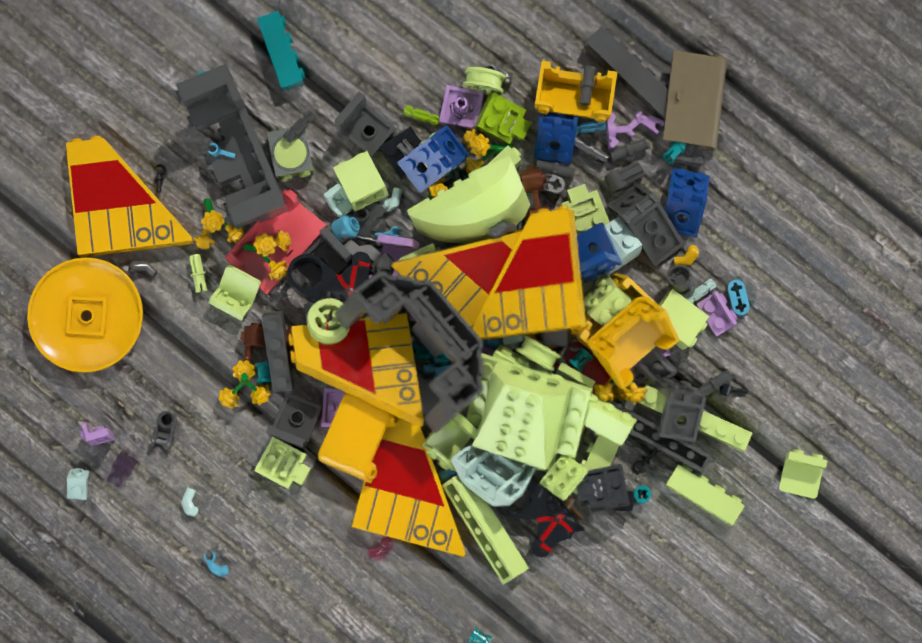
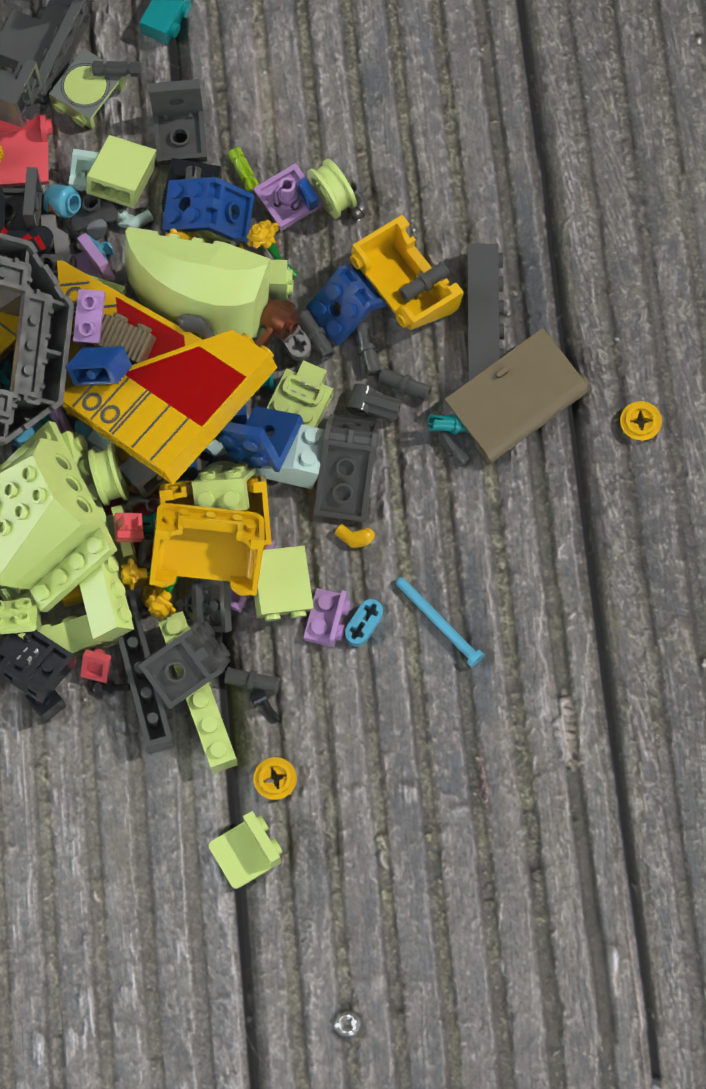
camera: 45 degrees right, 10 degrees down
(220, 151) = (21, 22): medium azure hand -> none
(446, 280) = (88, 317): none -> lavender bracket
(474, 96) = (307, 194): none -> blue tile
(474, 273) = (135, 340): none -> dark tan brick
(479, 301) = (99, 365): none -> blue brick
(502, 119) = (313, 241): lime piece -> none
(579, 370) = (128, 527): none -> coral tile
(592, 126) = (388, 327): medium azure axle -> none
(595, 374) = (144, 551): none -> dark grey arm
(612, 129) = (407, 350): lavender piece -> none
(629, 456) = (96, 665): none -> coral tile
(647, 494) = (63, 710): teal bush -> none
(681, 280) = (321, 549): dark grey wheel -> none
(688, 197) = (410, 474): blue bracket -> none
(702, 290) = (332, 581): light aqua axle -> none
(704, 494) = (129, 775): yellowish green brick -> none
(767, 41) = (648, 413): none -> yellow gear
(775, 259) = (473, 656): none -> medium azure bar
(786, 420) = (282, 768): none -> yellow gear

